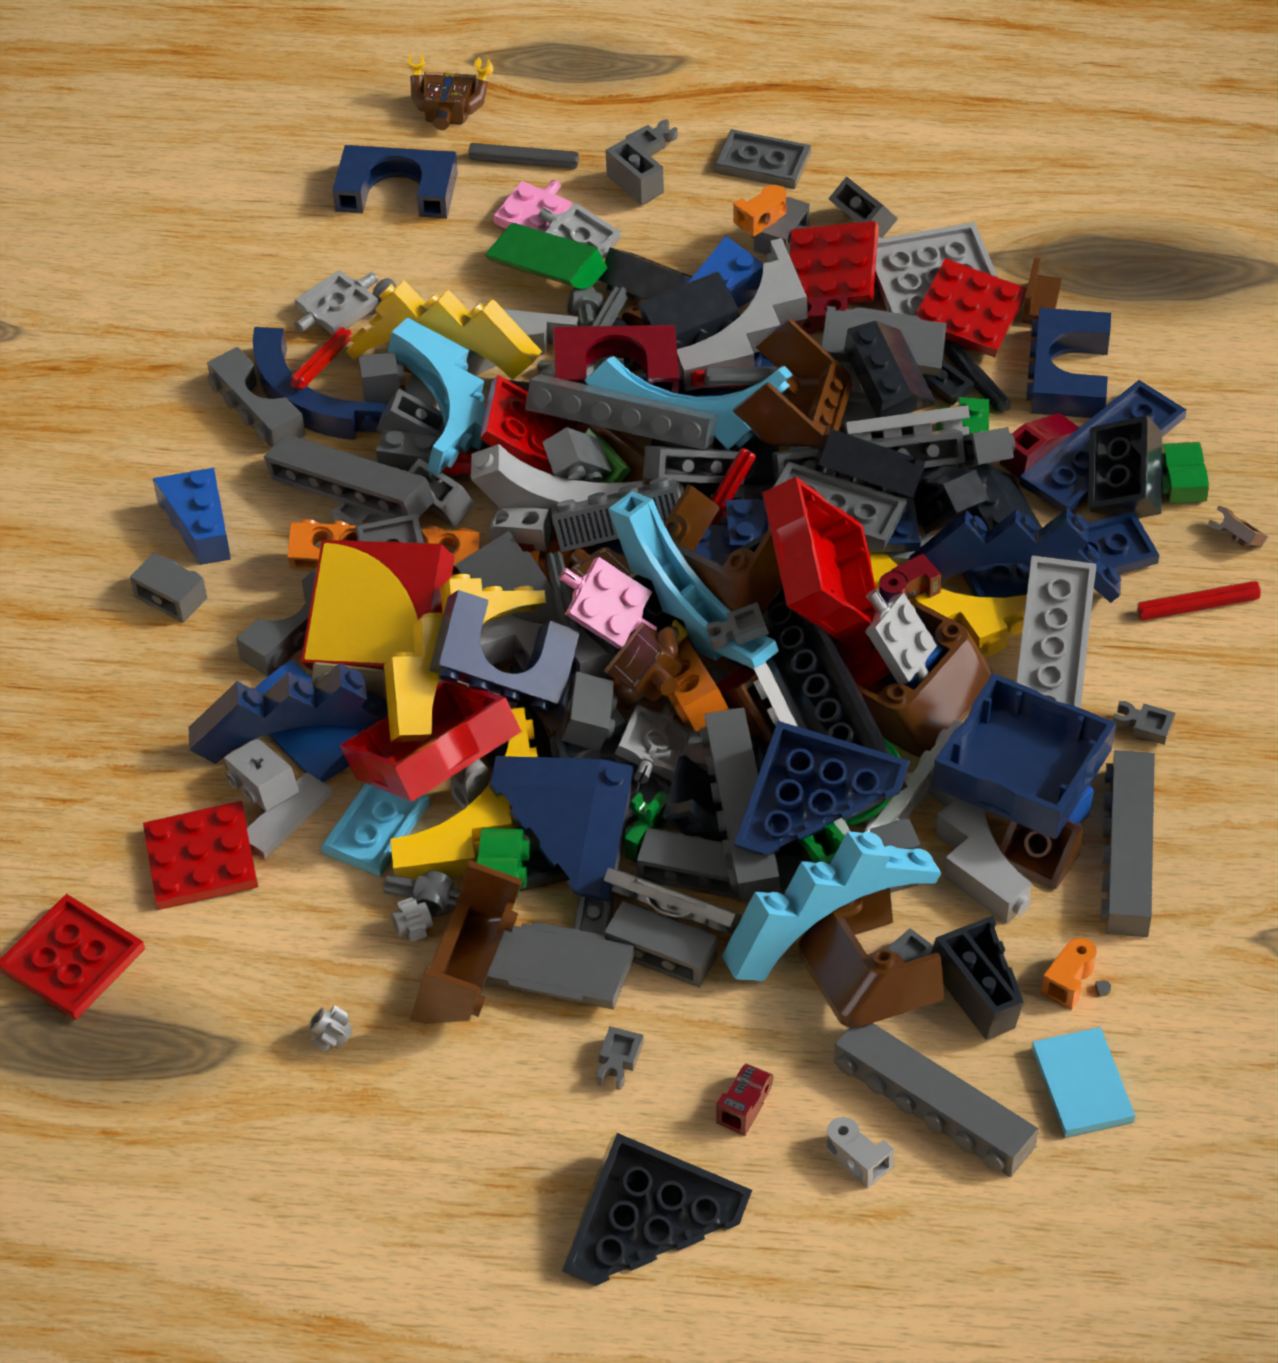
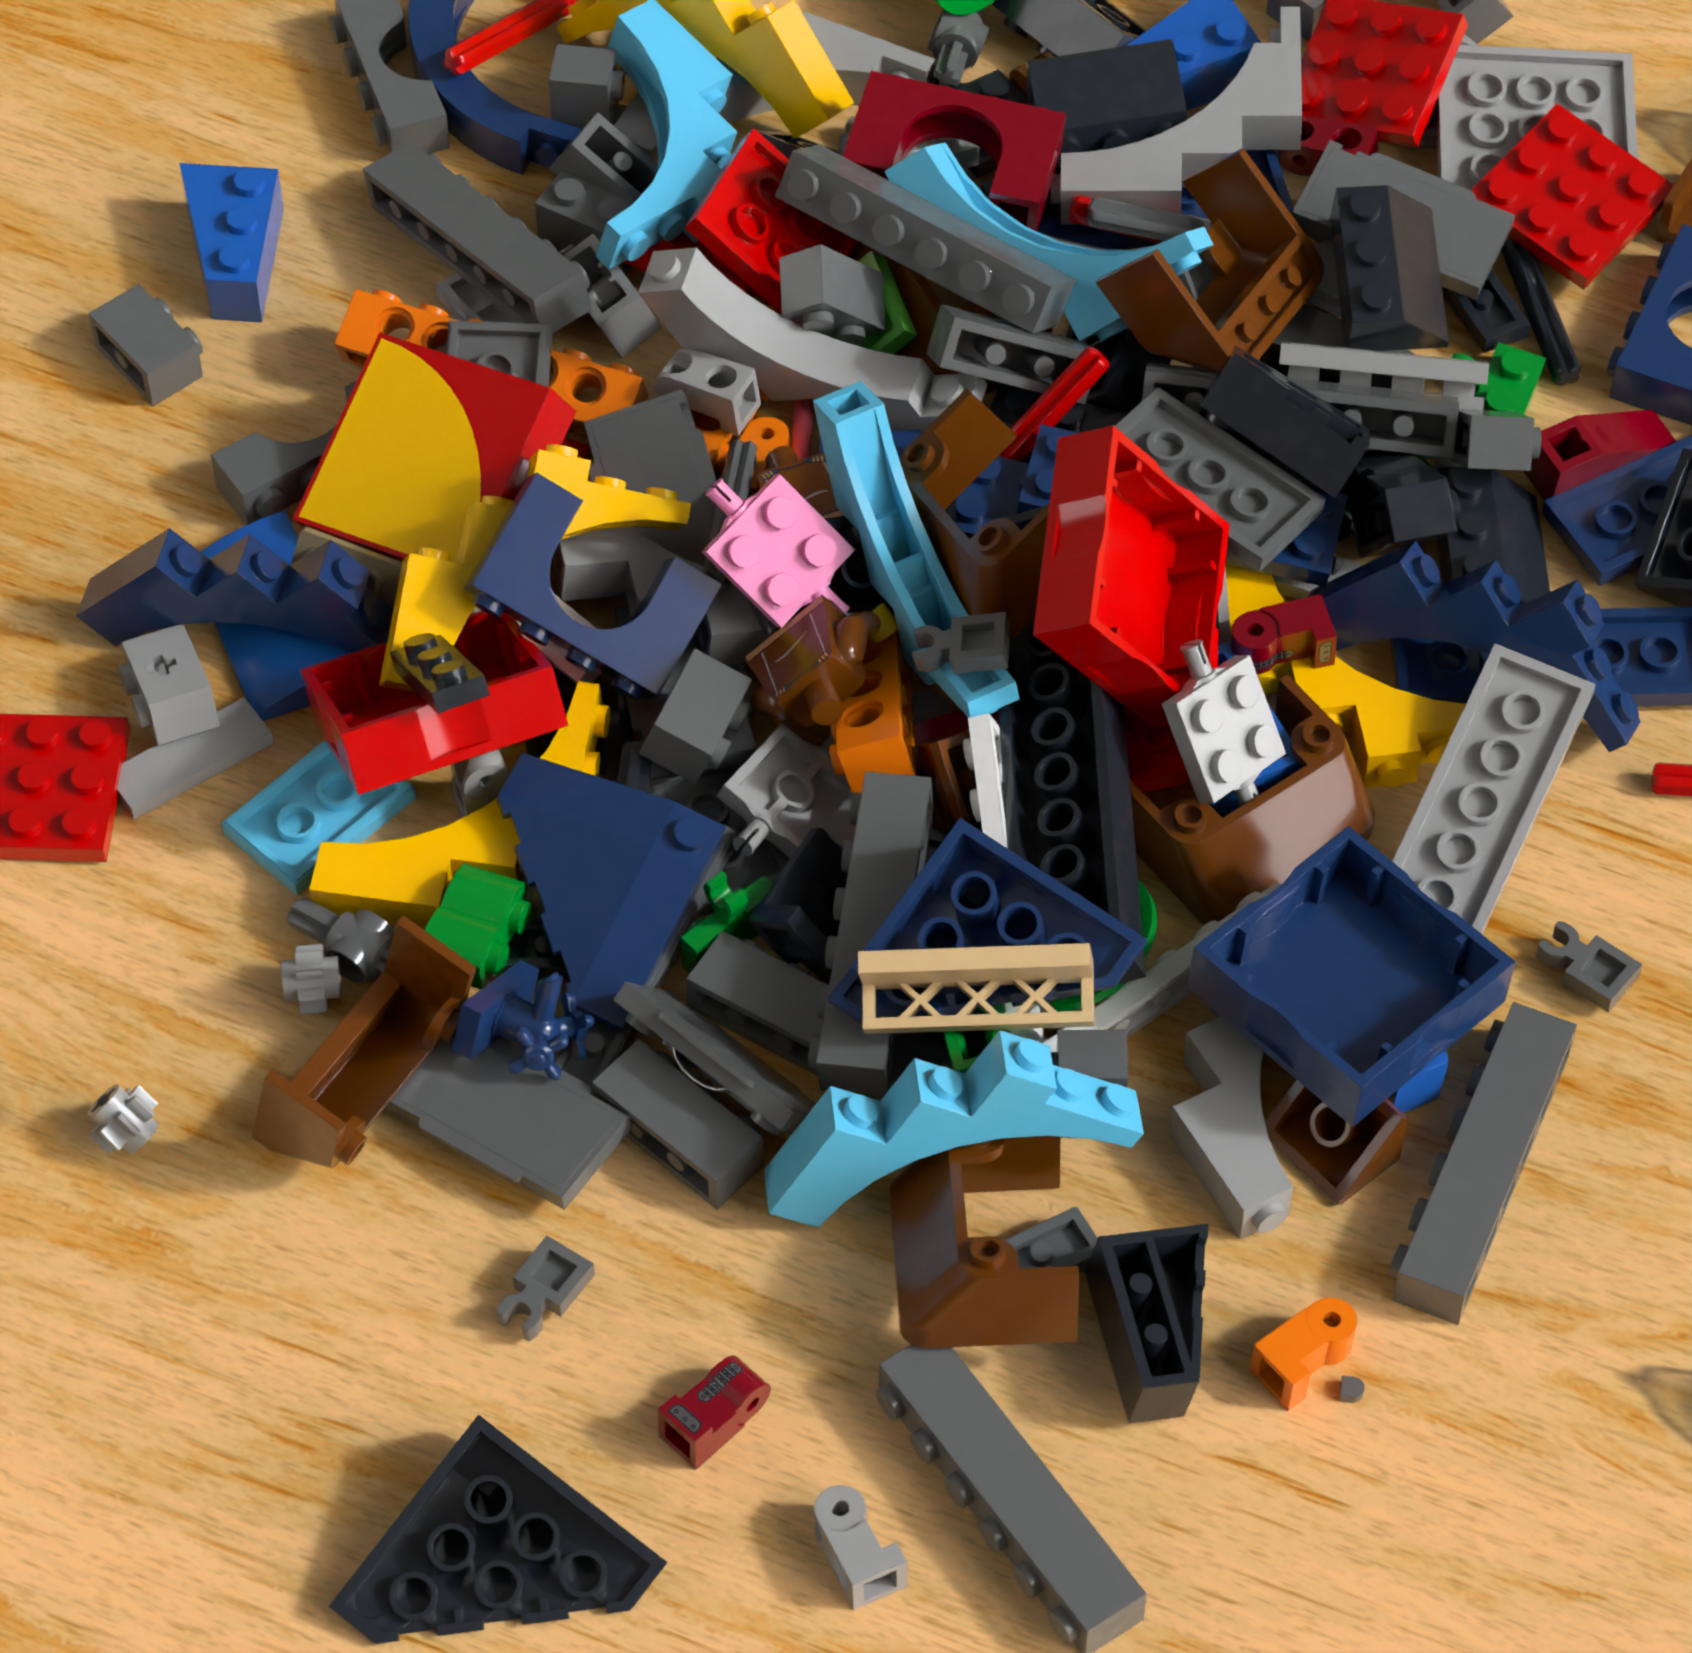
camera: 15 degrees right, 5 degrees up
(436, 719) = (438, 672): none -> plate
(540, 907) = (507, 1012): none -> dark blue piece
(590, 521) = (910, 397): dark grey brick -> none
(611, 307) = (990, 59): dark grey axle -> none
(817, 801) = (977, 967): none -> tan fence
(1083, 1082) = (1257, 1535): medium azure tile -> none

